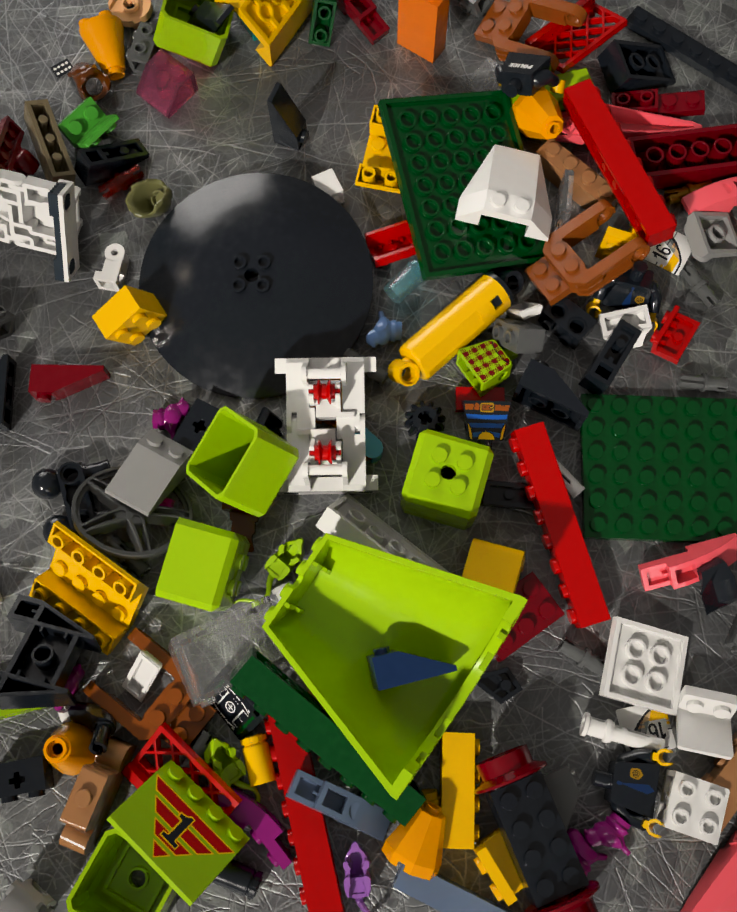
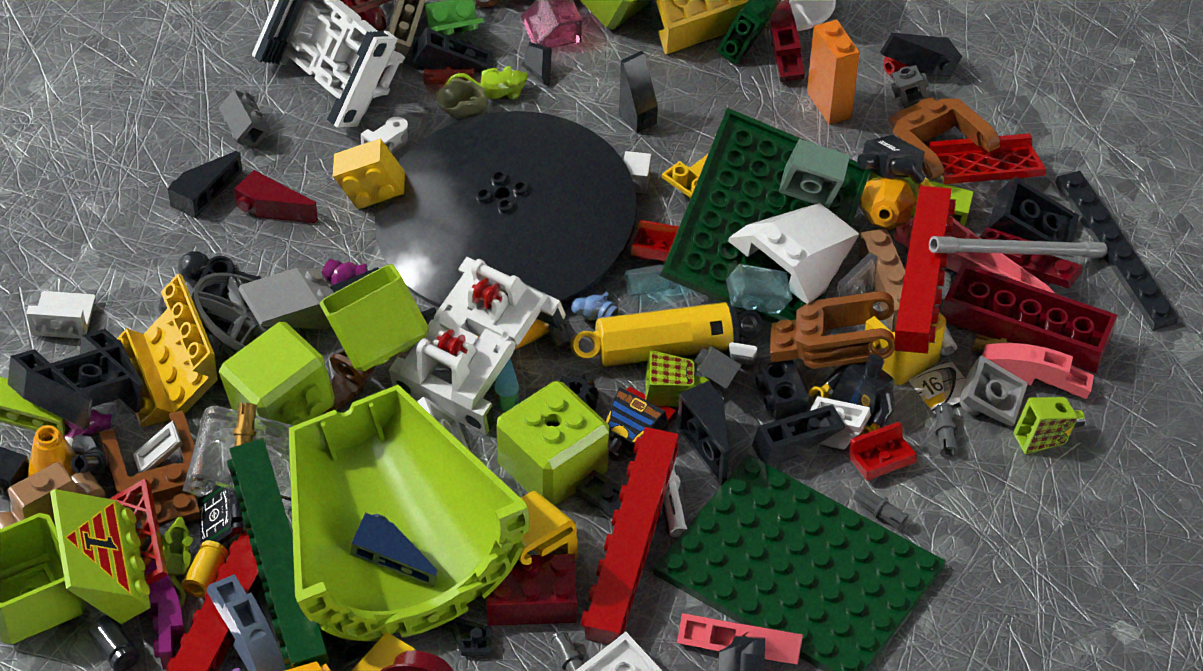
camera: 30 degrees right, 25 degrees down
(163, 167) = (498, 83): none -> lime animal
(181, 128) = (538, 61): none -> black piece
(219, 642) = (244, 429): none -> pearl gold pin
(485, 122) = (814, 173): none -> sand green brick
(508, 251) = (759, 289): none -> clear light blue brick
(628, 137) = (942, 244): none -> light grey piece

